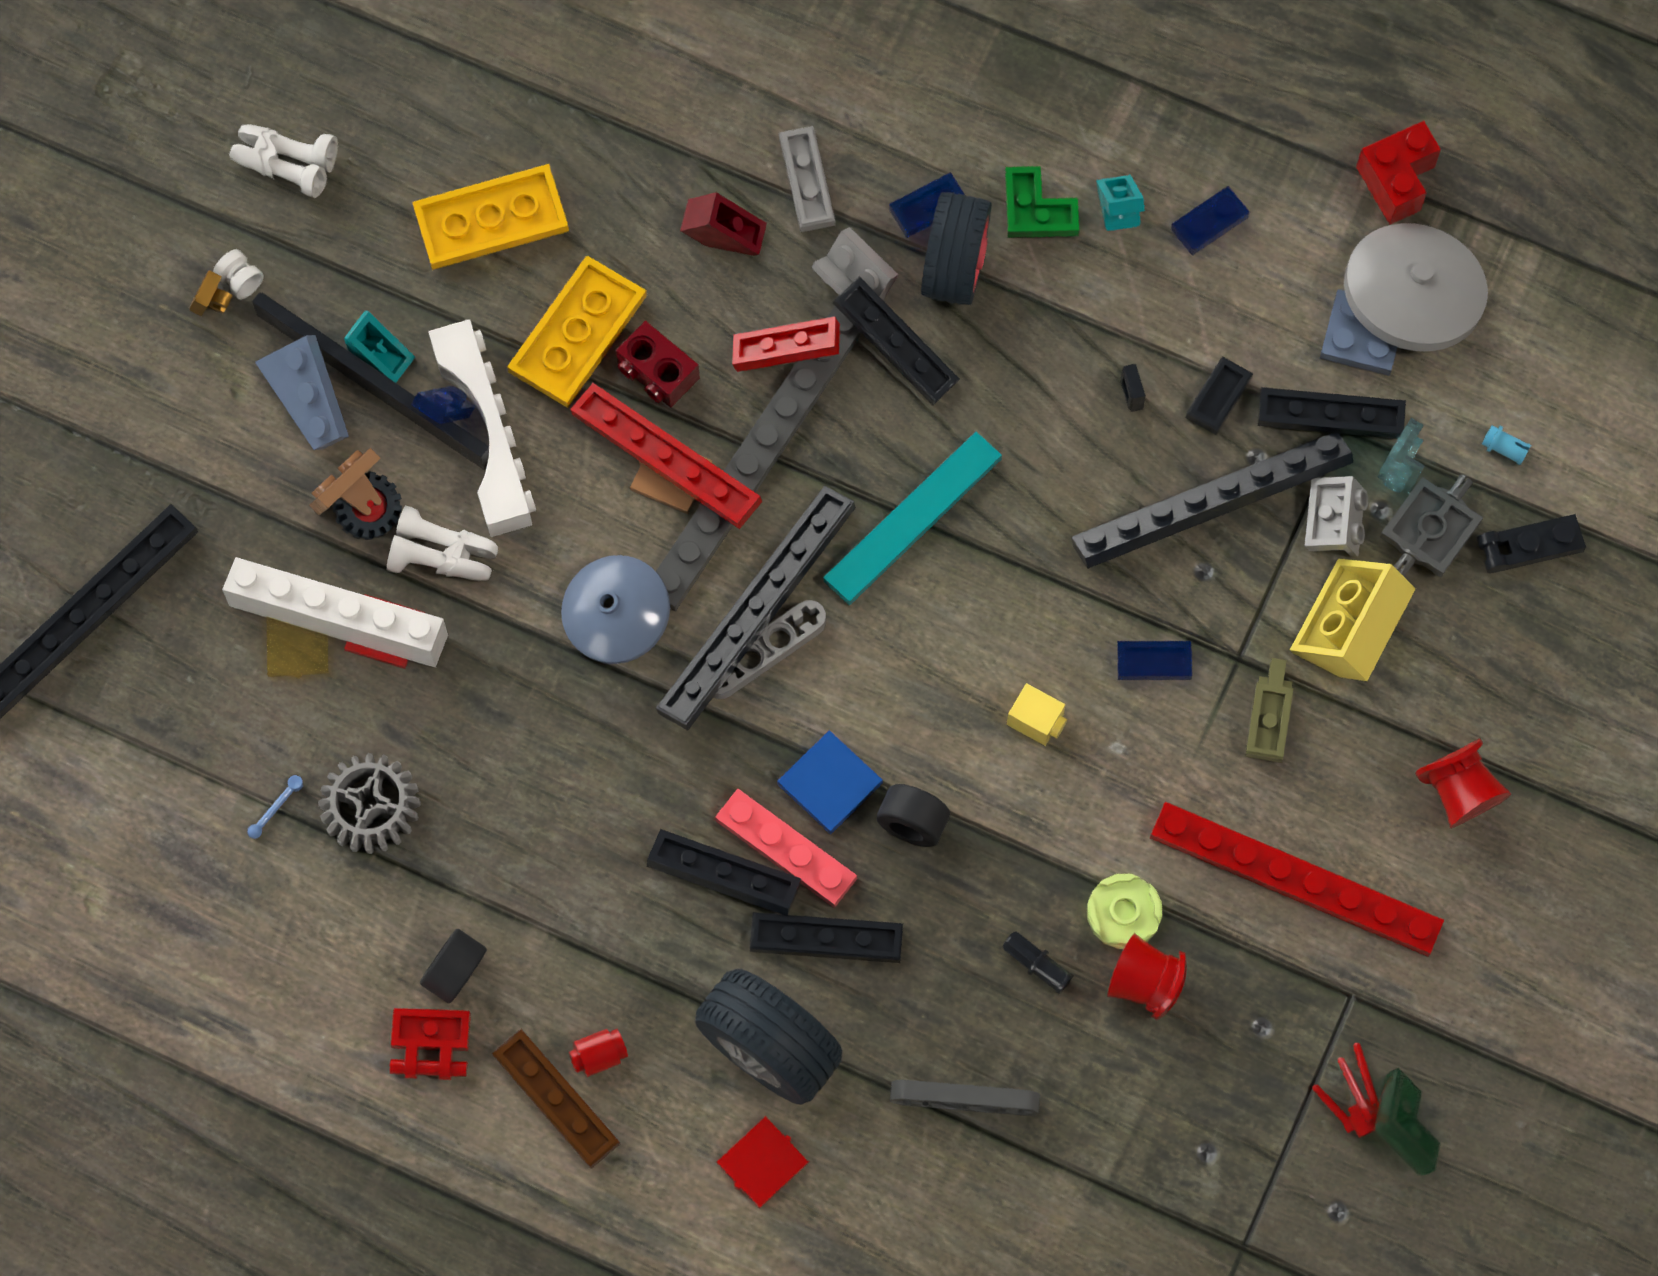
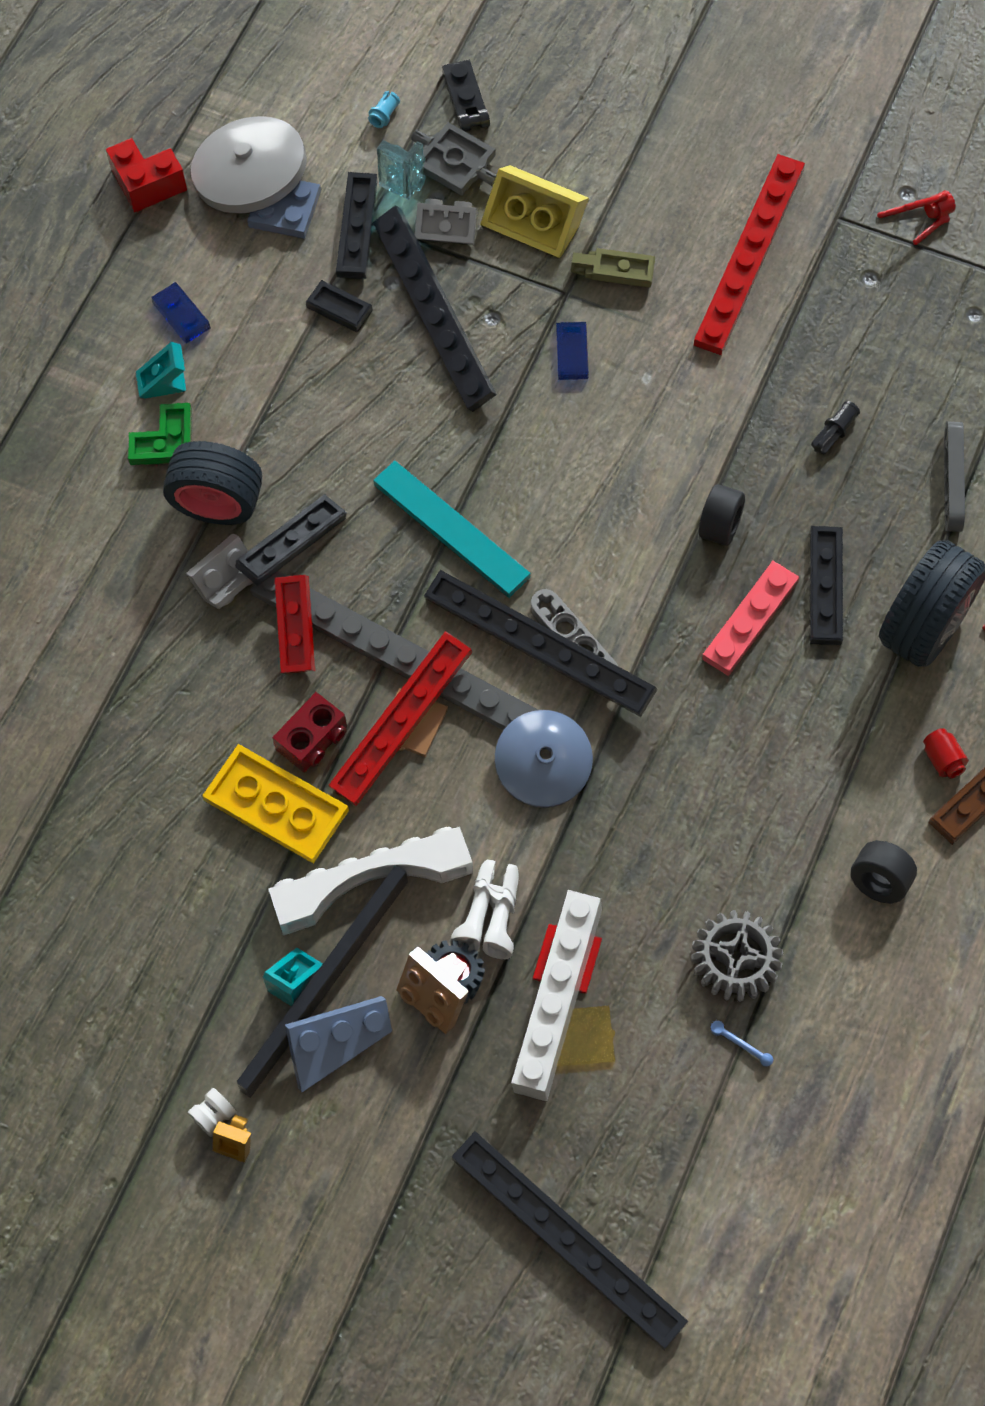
camera: 90 degrees left, 5 degrees down
(265, 160) = (93, 1091): white piece -> none
(430, 1031) = (939, 892): red plate -> none
(444, 404) = (353, 907): clear blue plate -> none
(490, 216) = (158, 885): yellow plate -> none
(723, 225) = (174, 684): dark red slope -> none
(723, 872) = (778, 661): black plate -> none
(807, 179) = (128, 621): light grey tile -> none
(829, 782) = (690, 585): blue tile -> none
(918, 208) = (160, 520): clear blue plate -> none
(1037, 715) = (626, 429): light yellow brick -> none
(1124, 907) = (785, 370): yellowish green tile -> none
(1132, 388) = (335, 363): black tile -> none
(1148, 977) = (847, 340): red hat -> none
(1399, 1124) = (943, 177): clear green brick -> none
(1464, 784) = (672, 131): red hat -> none

